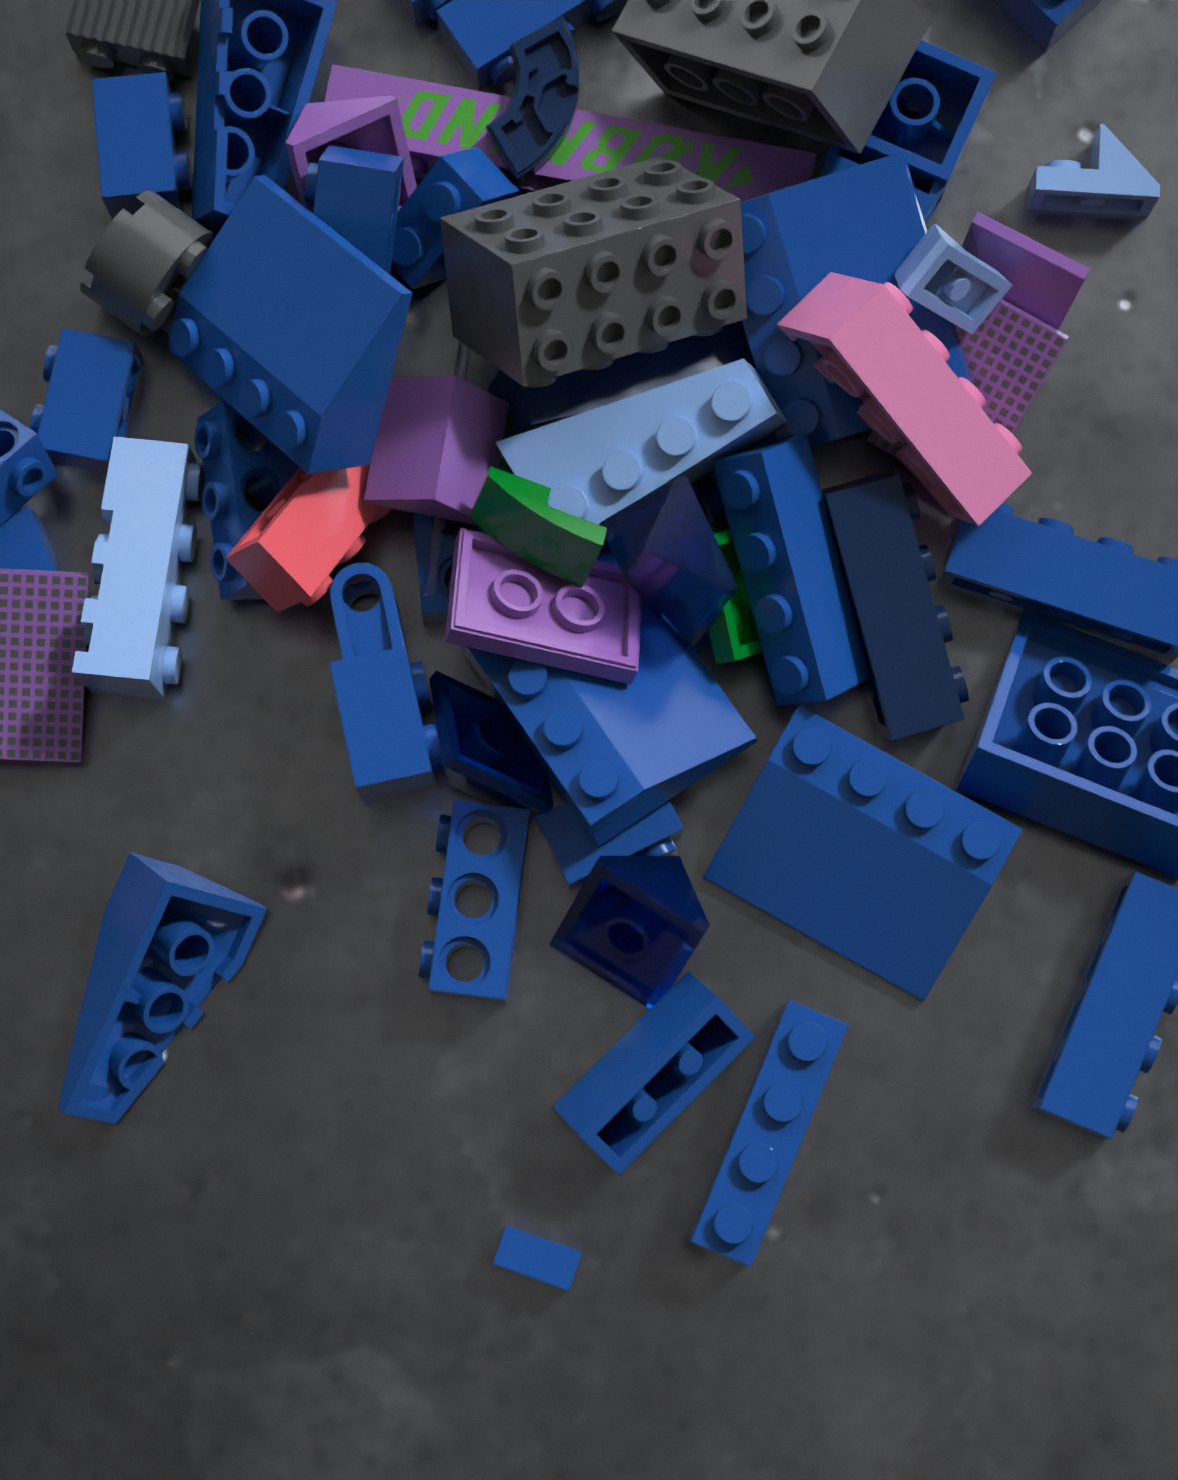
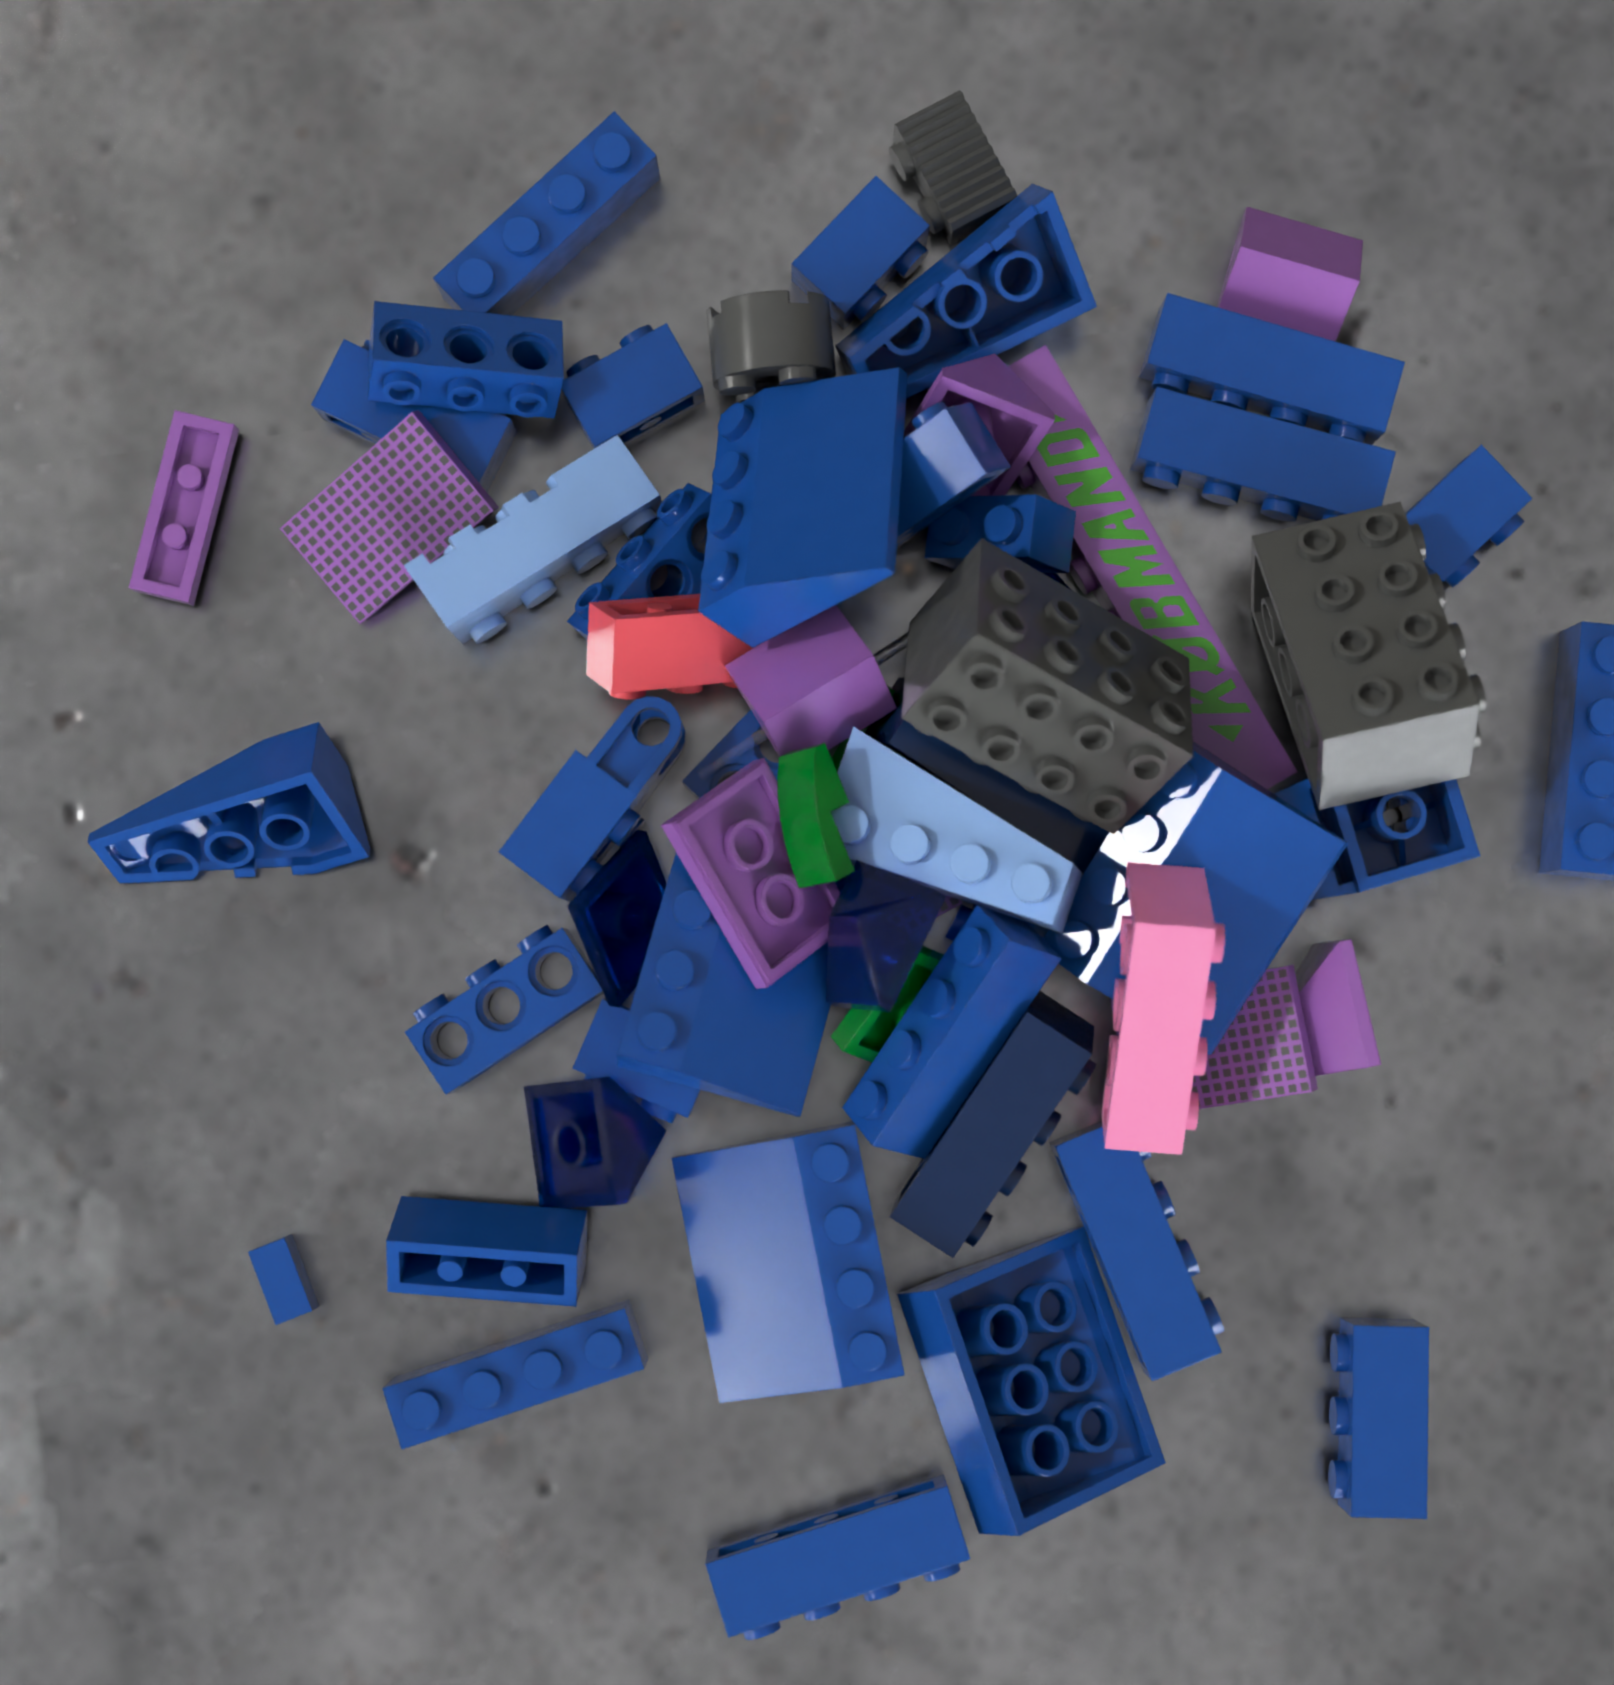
camera: 45 degrees right, 5 degrees up
(542, 100) = (1155, 529): dark blue tile -> none
(951, 280) = (1273, 965): light blue slope -> none
(1110, 186) = (1474, 1014): light blue slope -> none

